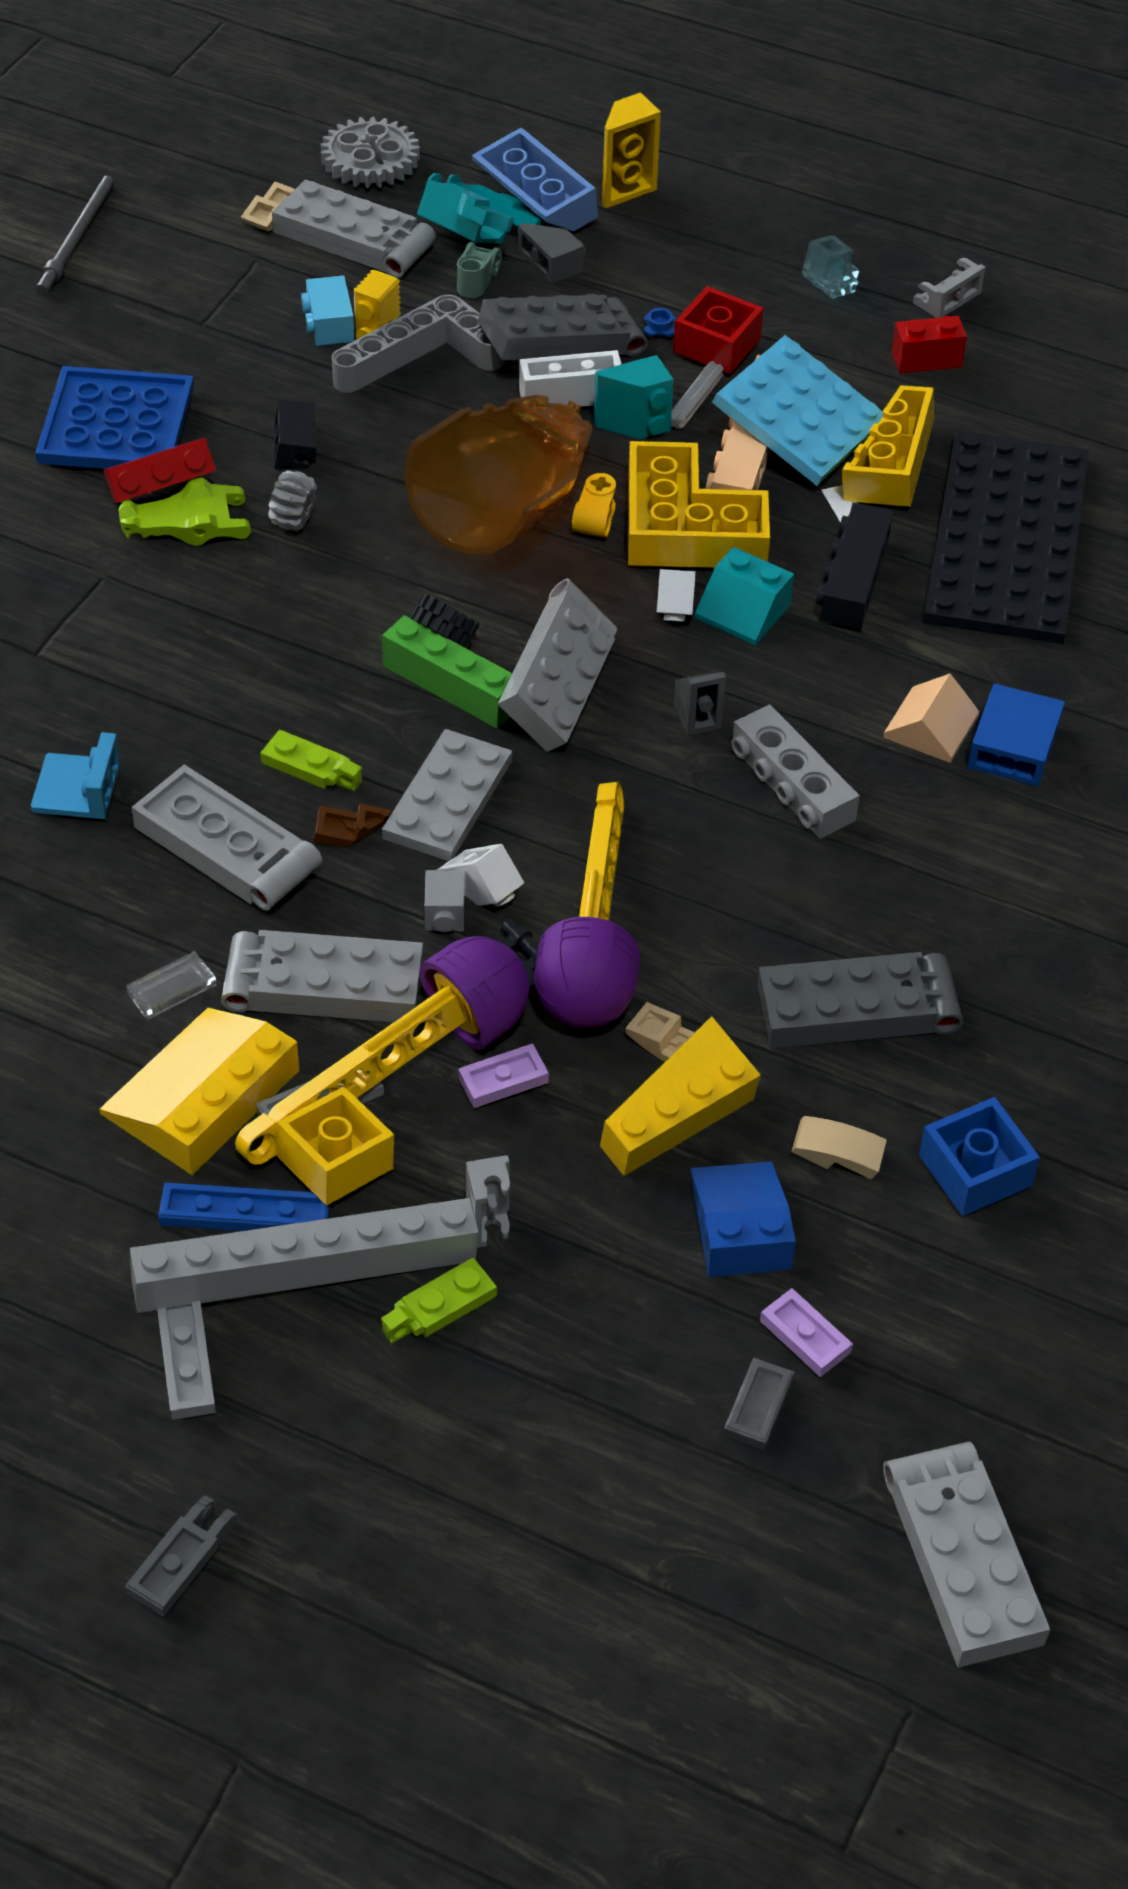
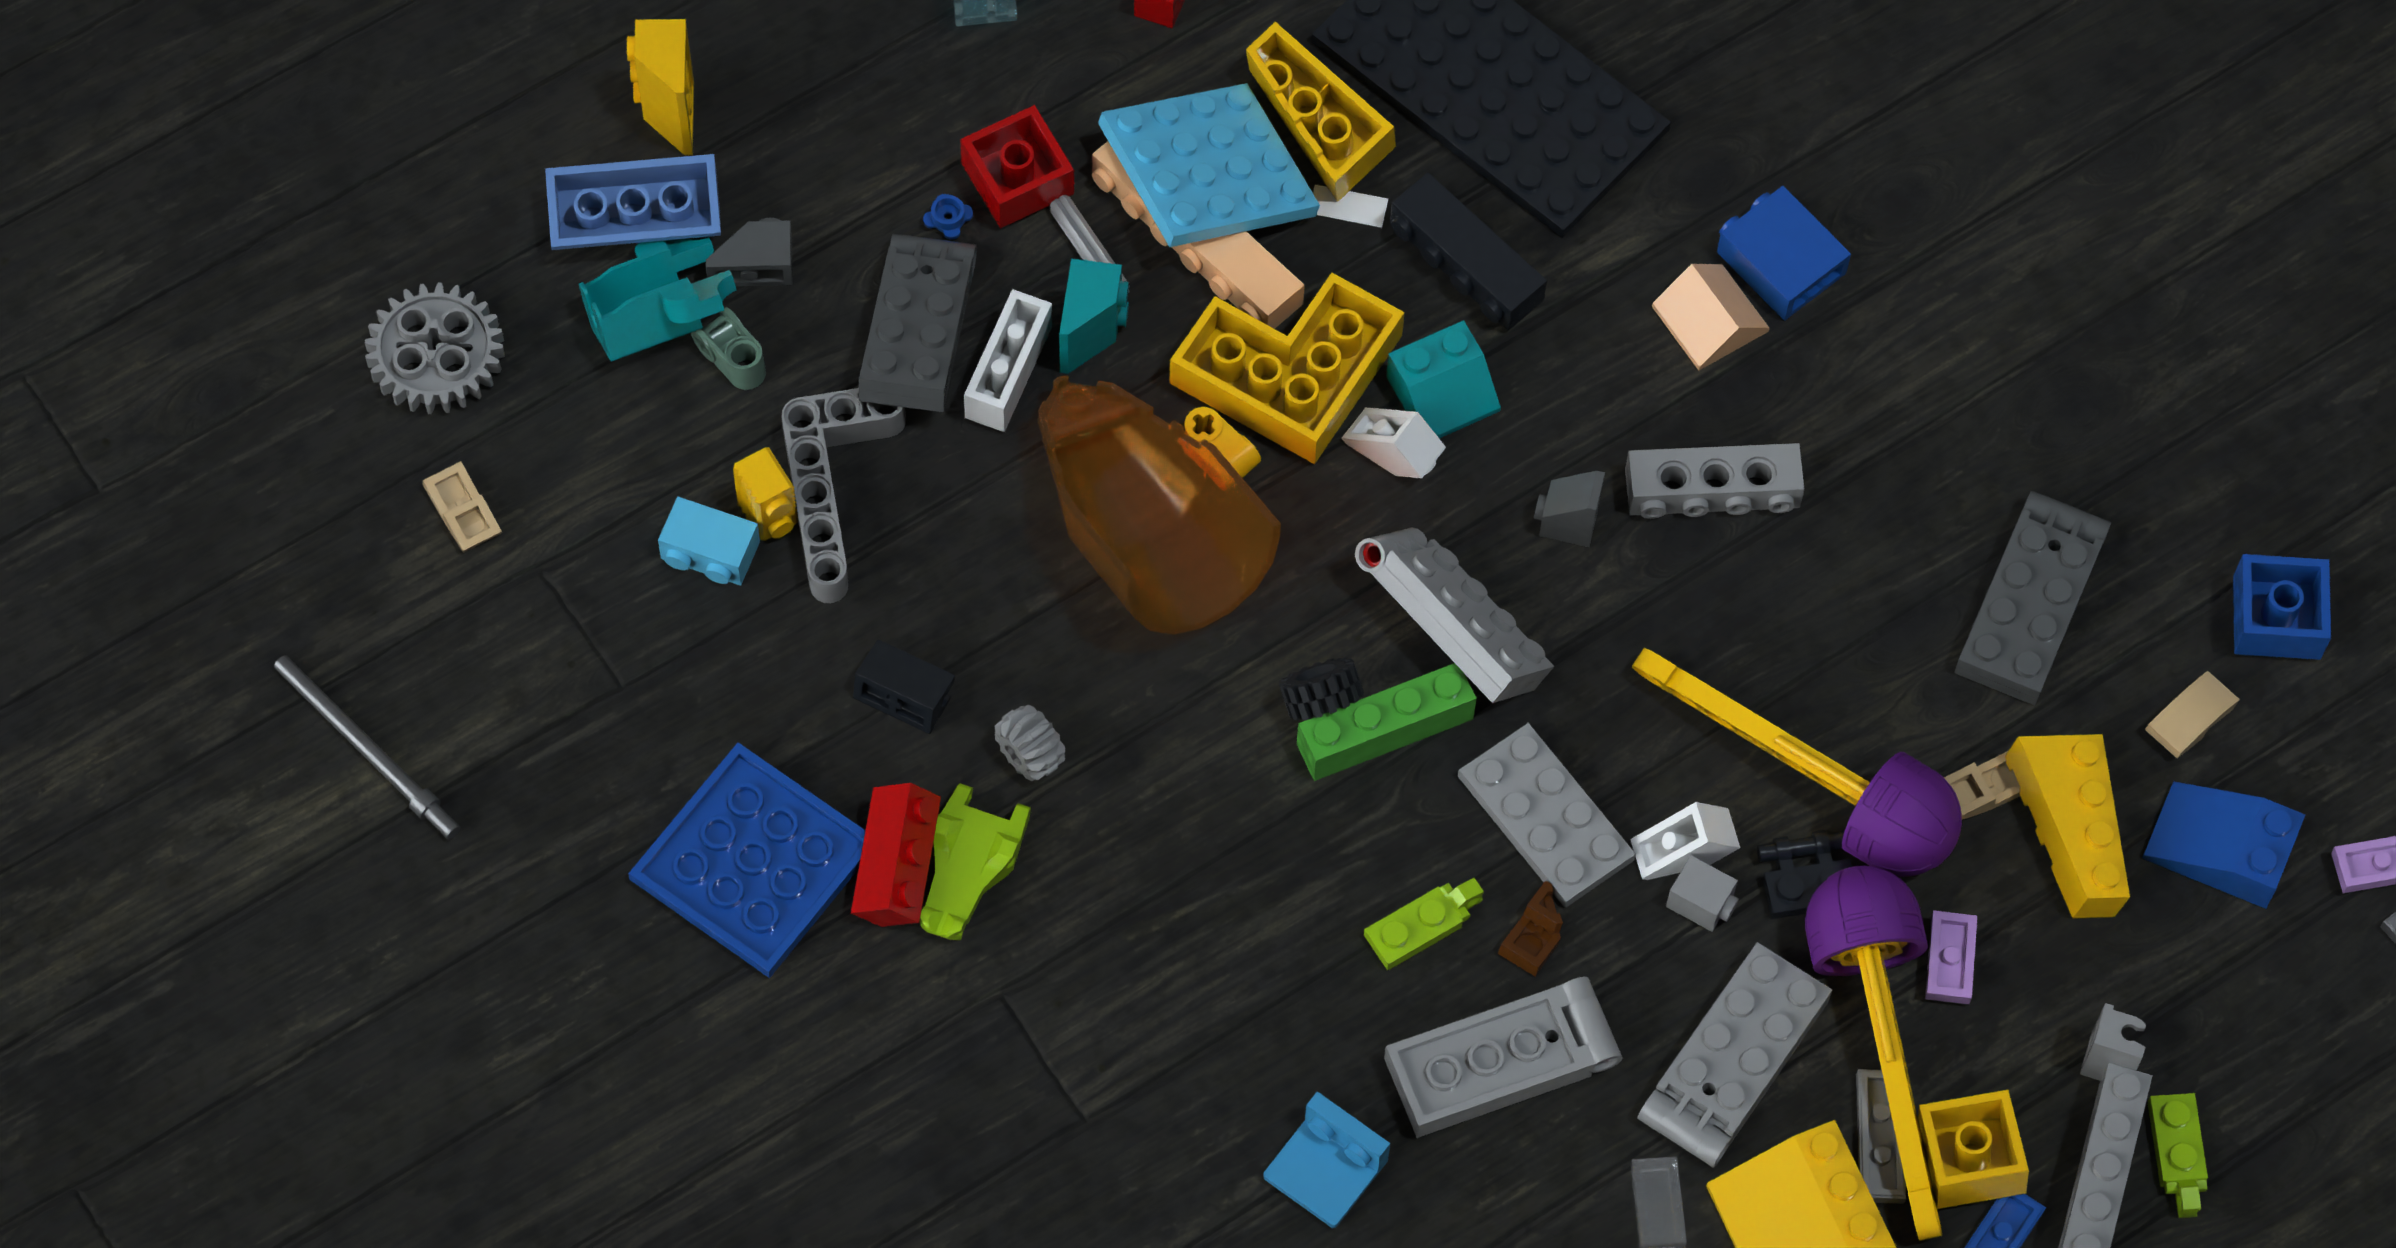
camera: 60 degrees left, 15 degrees up
(352, 228) = (569, 440): light grey hinge -> none

